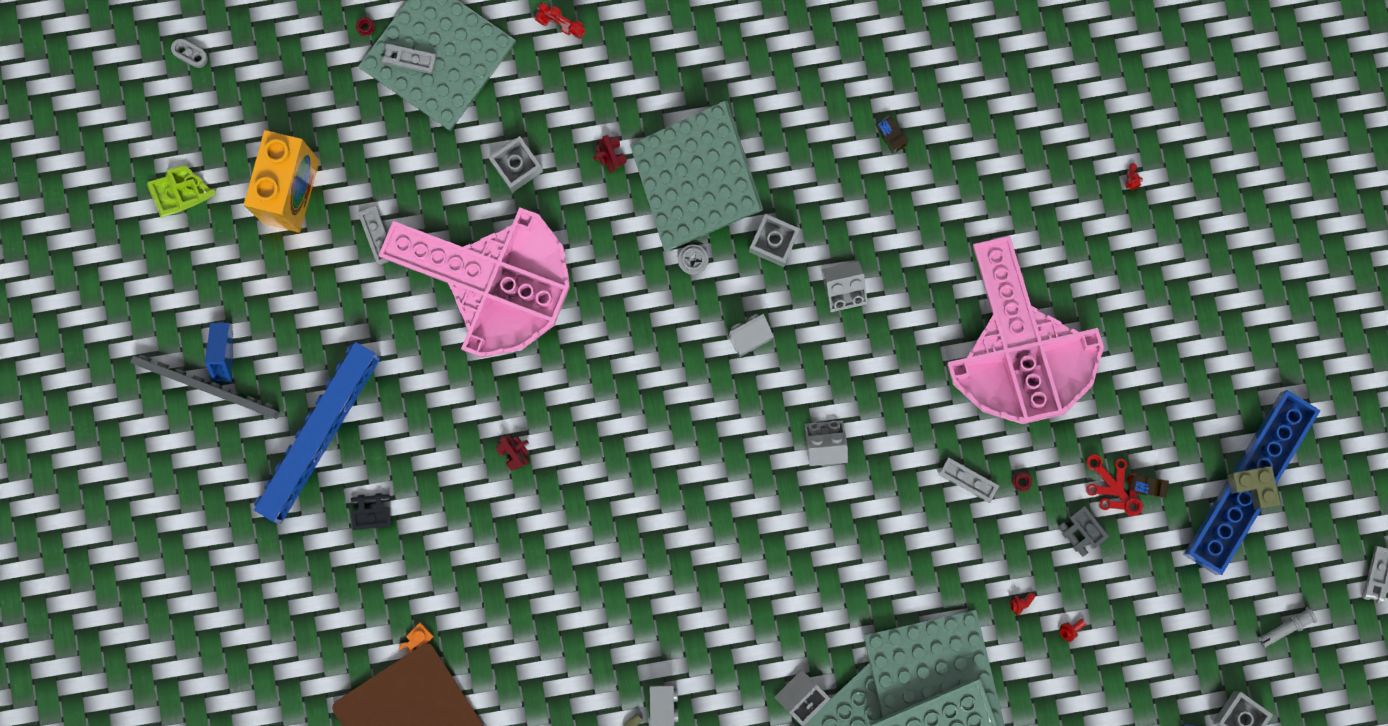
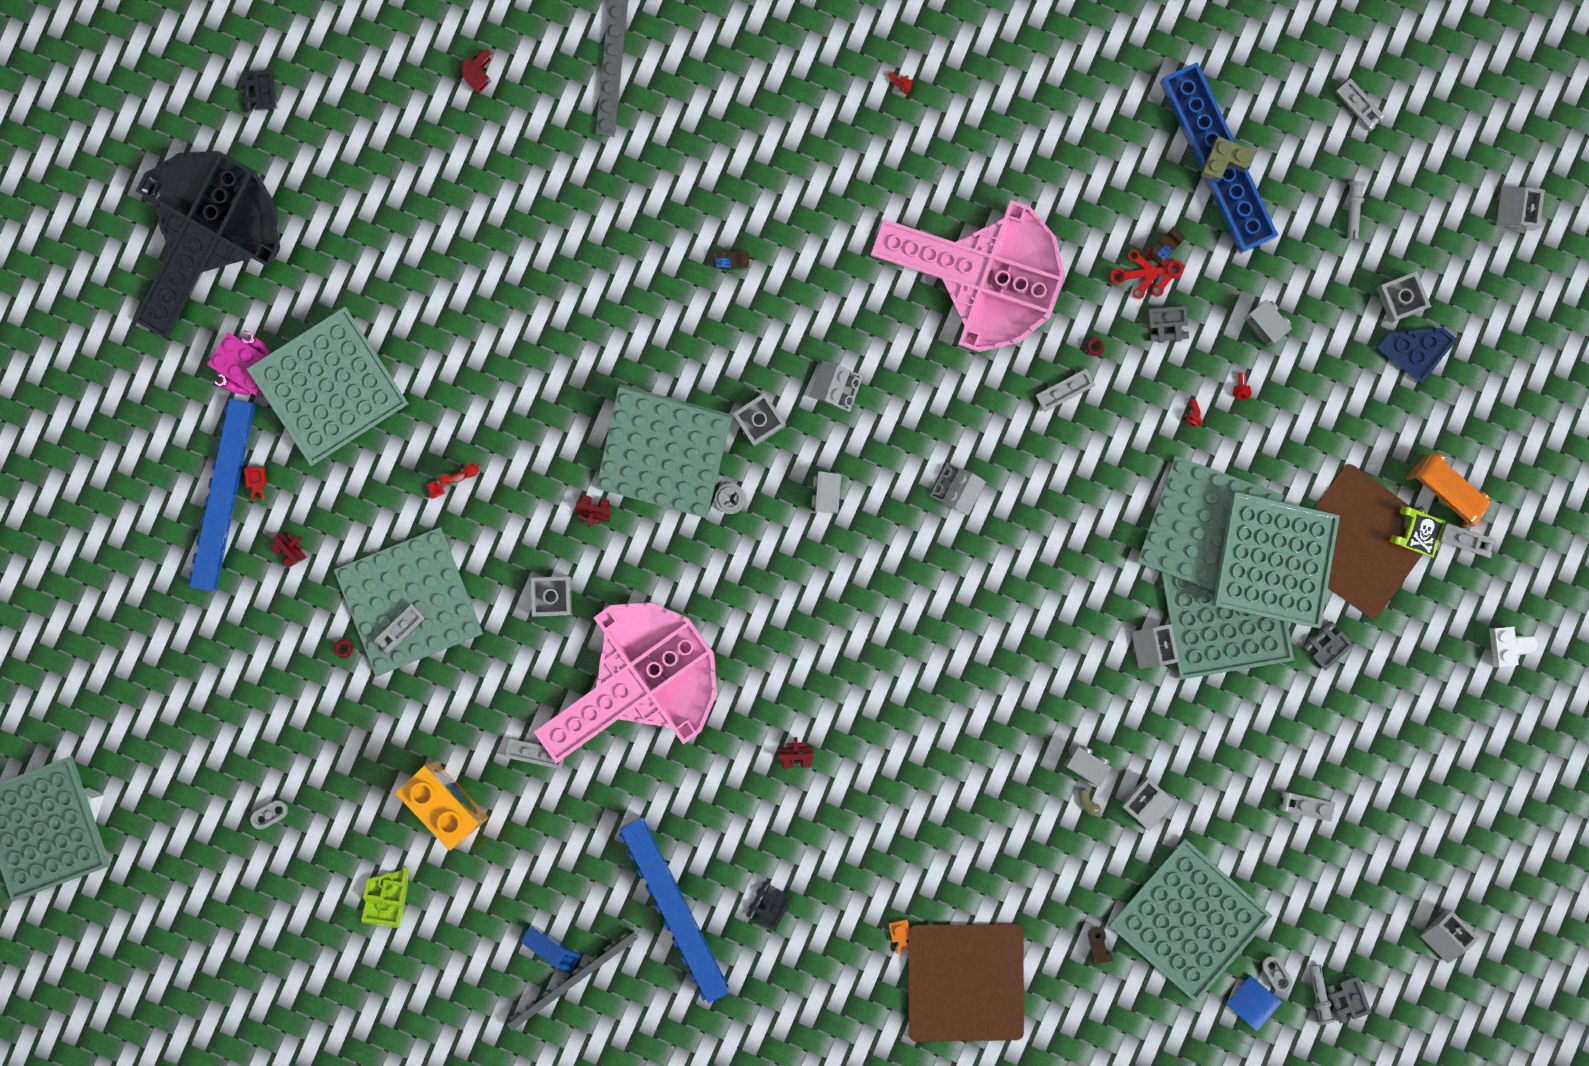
camera: 55 degrees left, 5 degrees up
(1142, 615) = (1268, 322): none -> light grey brick

